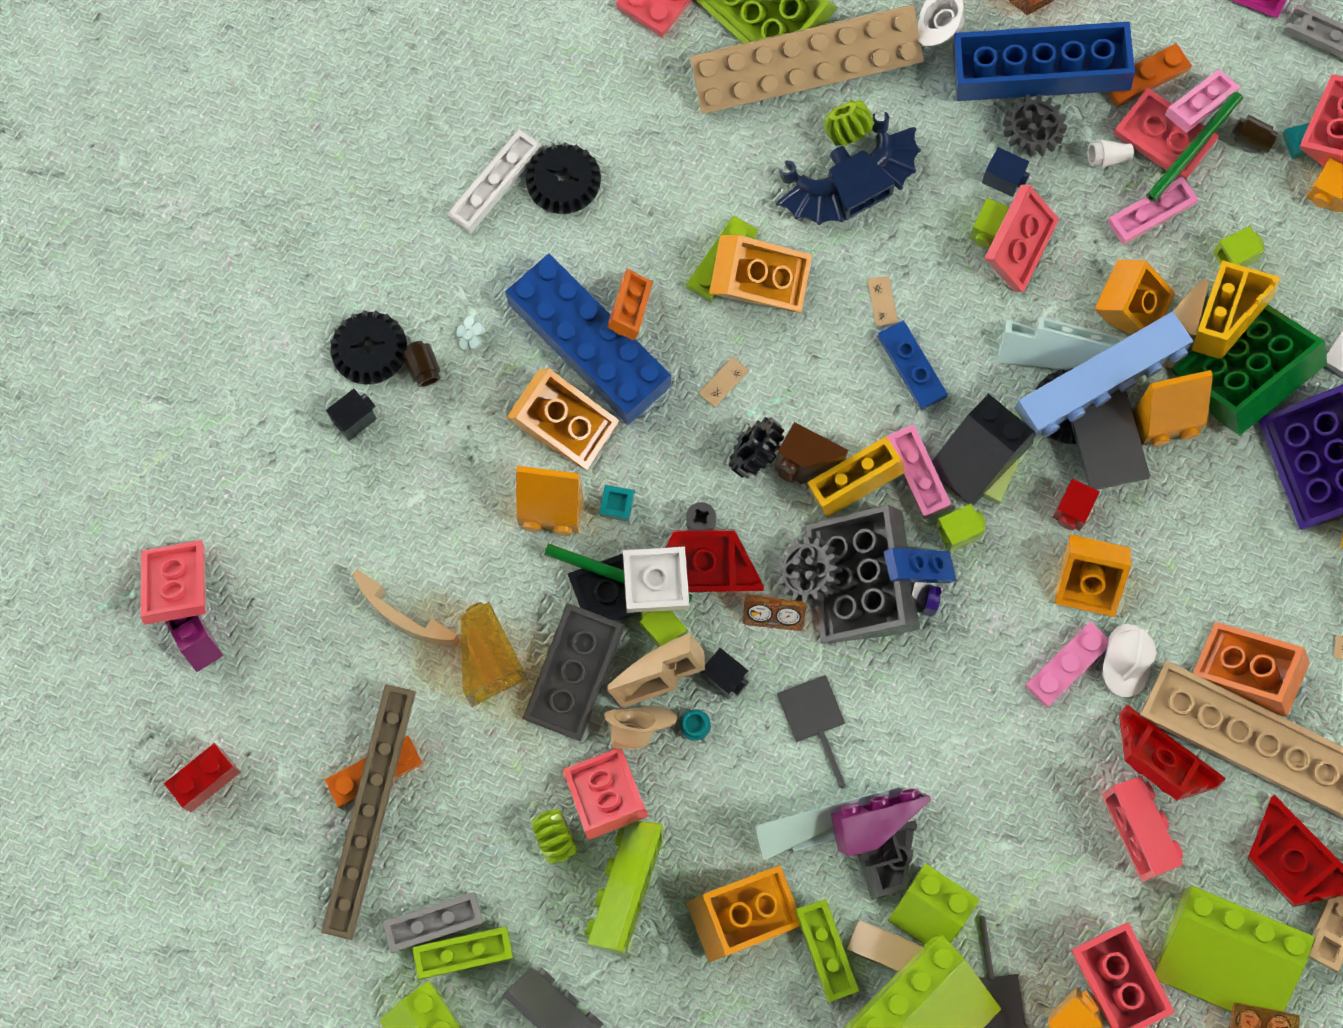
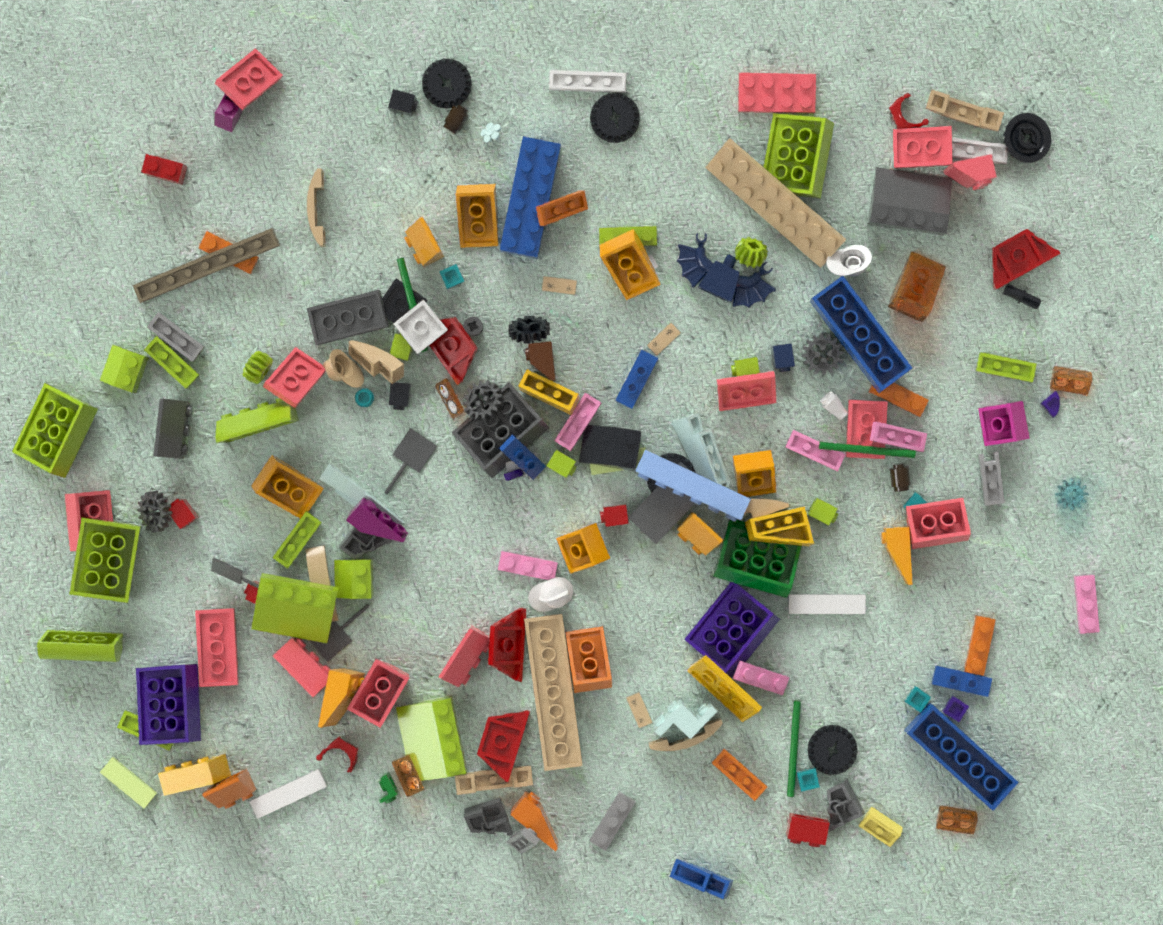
camera: 50 degrees right, 15 degrees up
(487, 655) = (324, 267): clear yellow slope -> none

